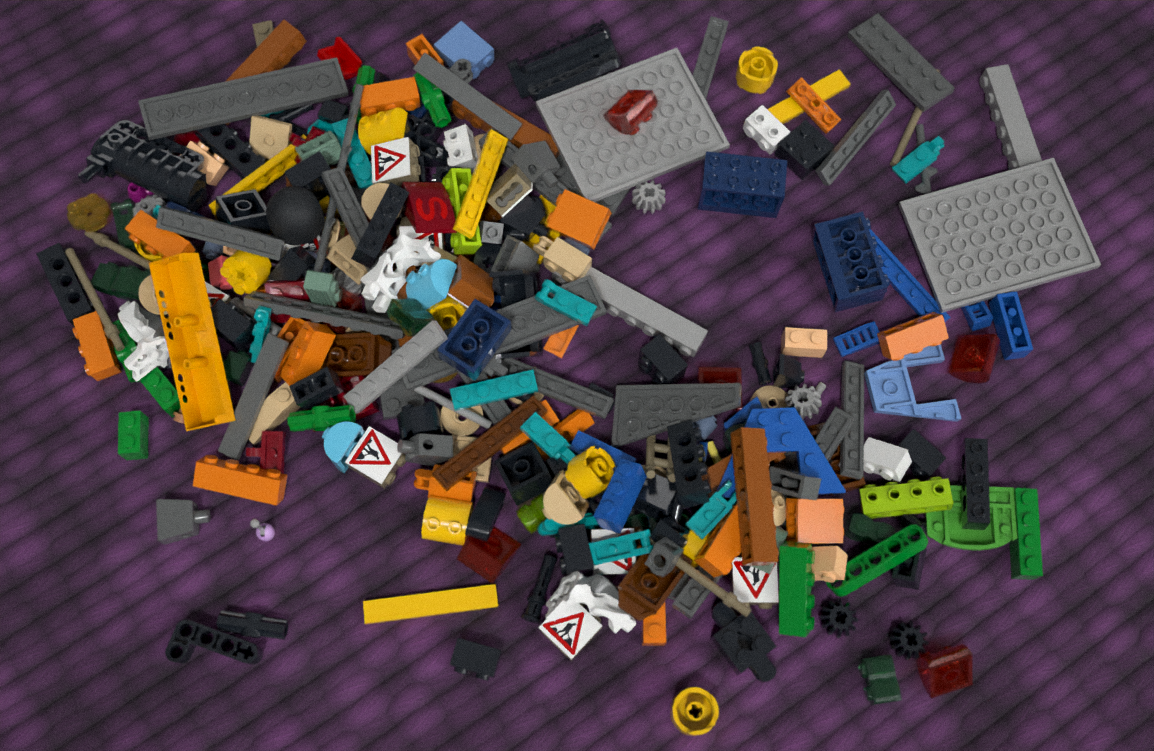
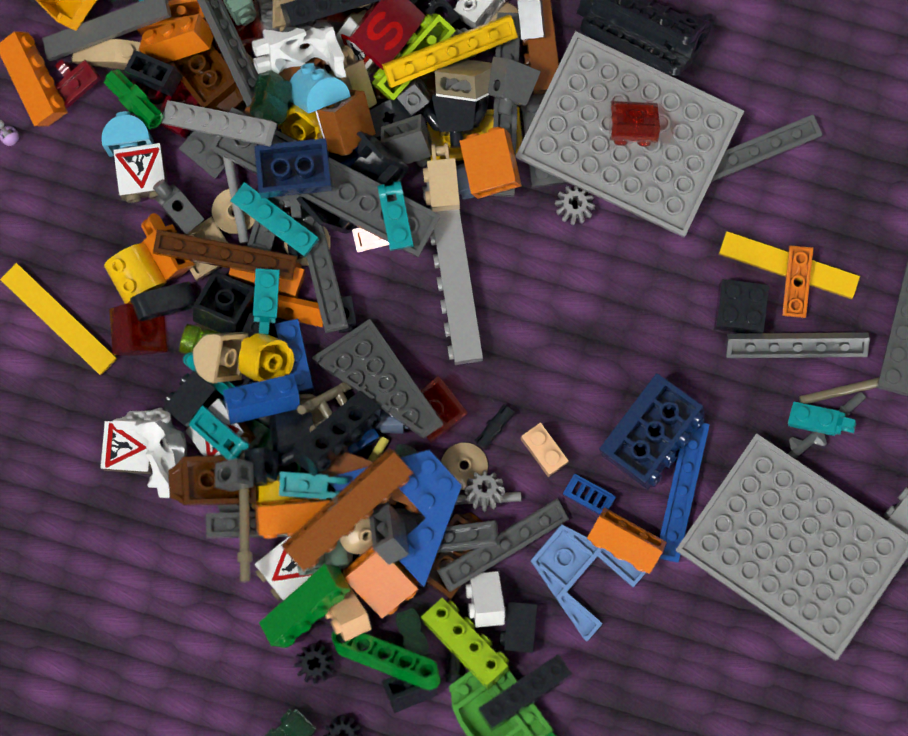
camera: 55 degrees right, 10 degrees up
(419, 420) = (196, 182): black brick -> none
(476, 659) = (42, 392): black brick -> none
(537, 602) = (130, 405): black pin -> none
(654, 628) = (182, 517): orange brick -> none
(661, 362) = (418, 341): black brick -> none
(704, 719) = (125, 604): yellow brick -> none
(741, 416) = (442, 451): blue slope -> none
(742, 184) = (650, 278): dark blue brick -> none
(743, 643) = (228, 601): black brick -> none
(756, 70) = (794, 189): yellow brick -> none
(765, 129) = (730, 256): white brick -> none
(787, 372) = (502, 457): black slope -> none
(974, 357) = (654, 611): clear red brick -> none
(977, 320) = (699, 594): blue slope -> none
(1010, 325) = (713, 622): blue brick -> none

